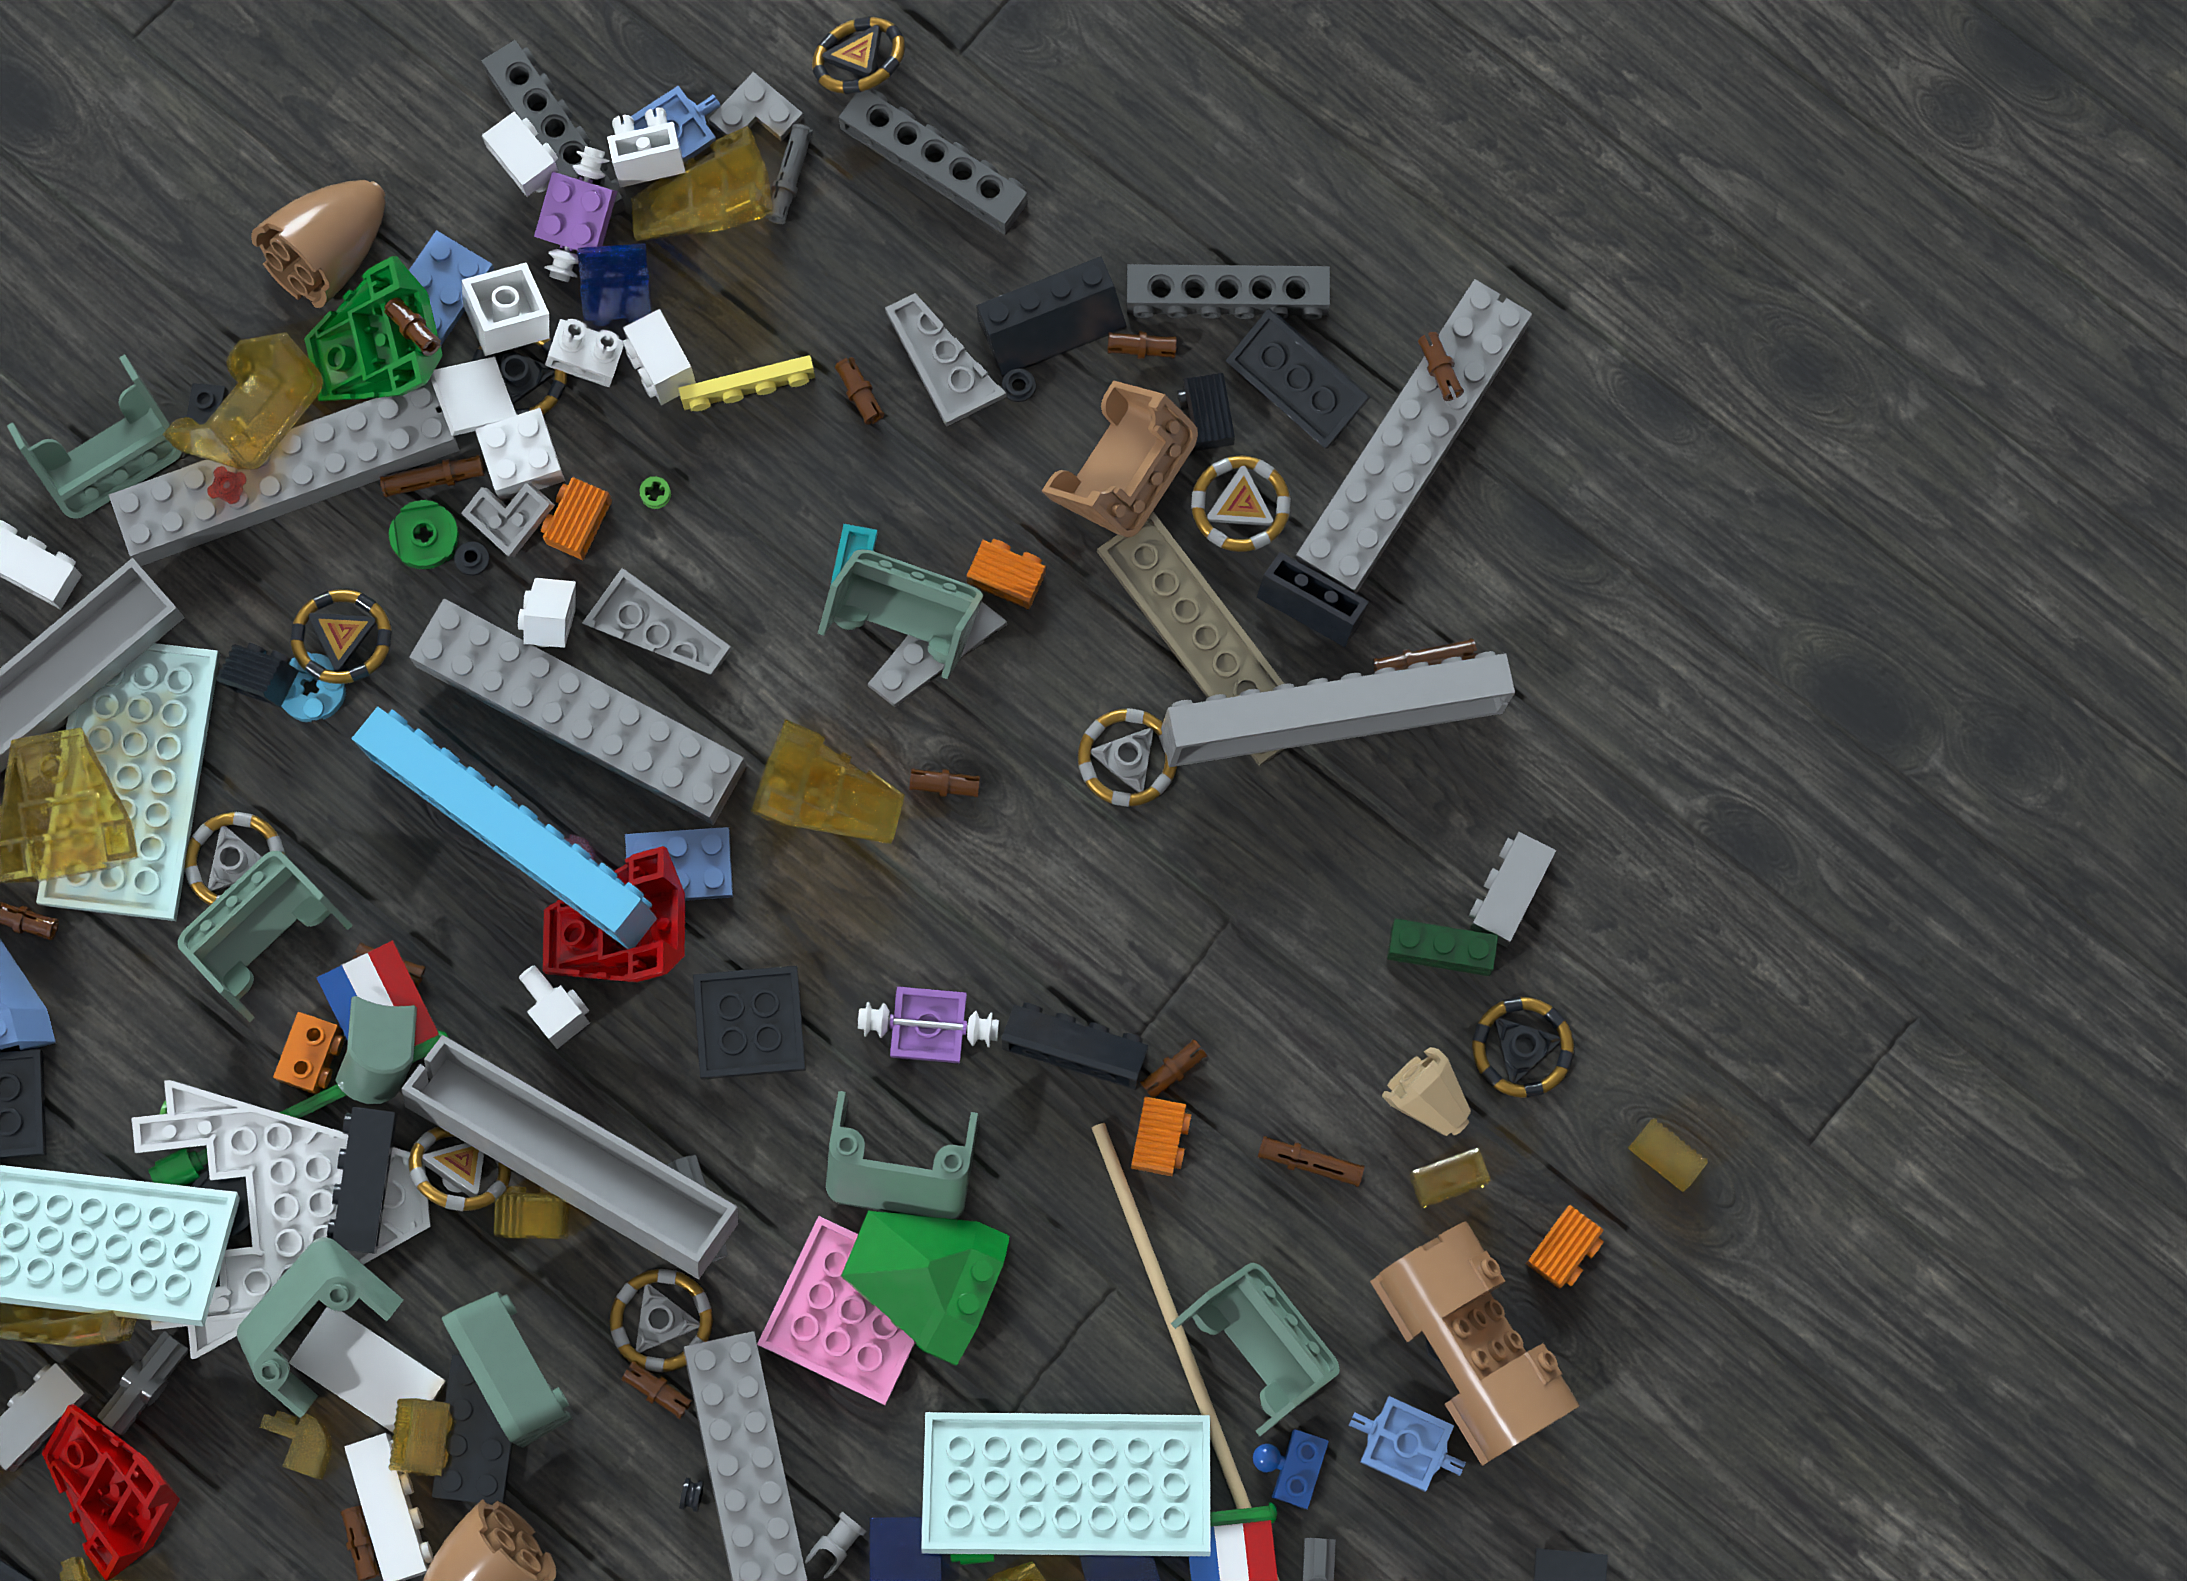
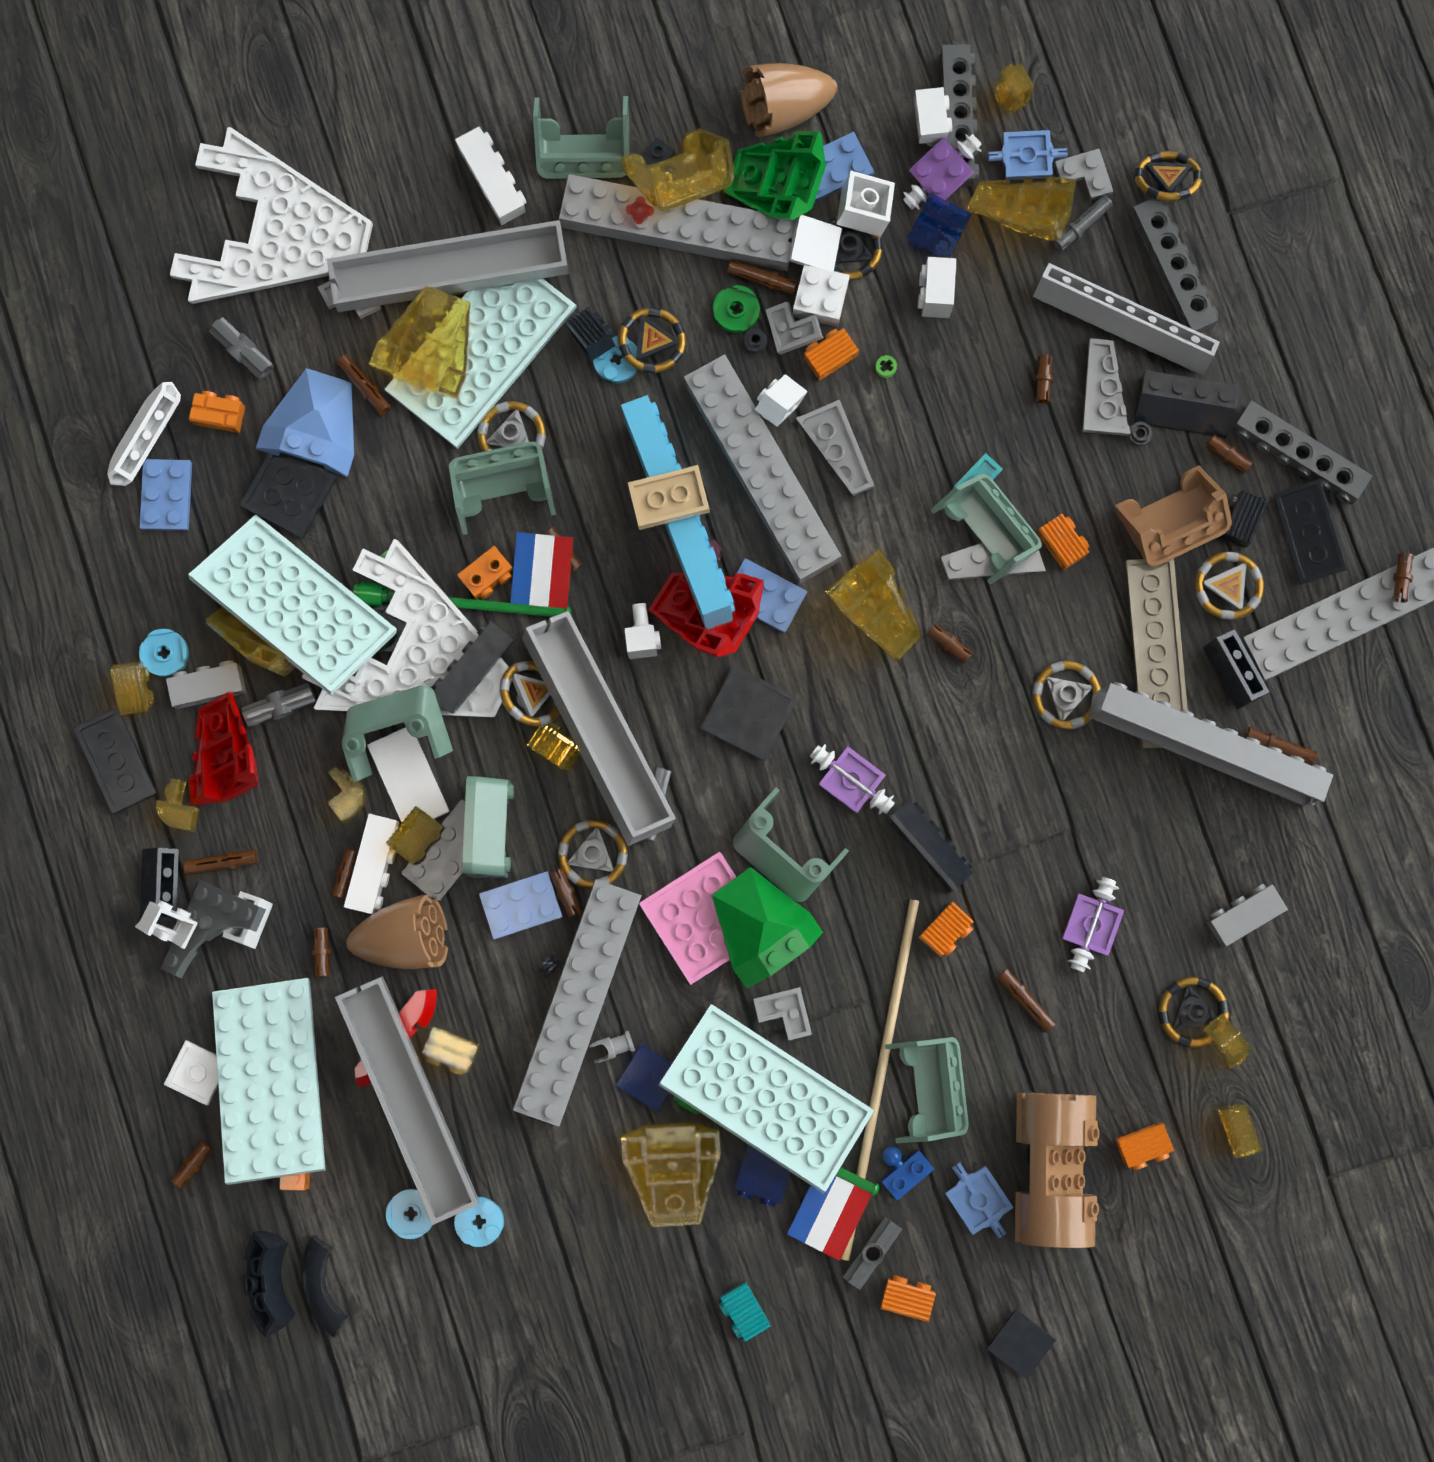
camera: 35 degrees right, 5 degrees up
(377, 1051) = (526, 596): sand green piece -> none
(412, 326) = (804, 181): reddish brown pin -> none
(482, 815) = (668, 497): none -> tan plate
(585, 352) = (896, 257): white brick -> none
(602, 61) = (1014, 88): none -> clear yellow brick
(609, 1441) = (520, 905): none -> medium blue plate
(645, 152) = (1006, 159): white brick -> none
(758, 380) = (988, 337): light yellow plate -> none
(914, 258) = (1126, 319): none -> light grey brick
(1024, 1354) = (788, 1005): none -> light grey plate
(1173, 1069) = (979, 895): reddish brown pin -> none
(1334, 1017) = (1093, 924): none -> medium lavender plate
(1430, 1093) = (1121, 1005): tan cone -> none
(1442, 947) = (1183, 923): dark green brick -> none
(1449, 1178) = (1102, 1062): clear yellow brick -> none
(1584, 1055) = (1227, 1041): none -> clear yellow brick

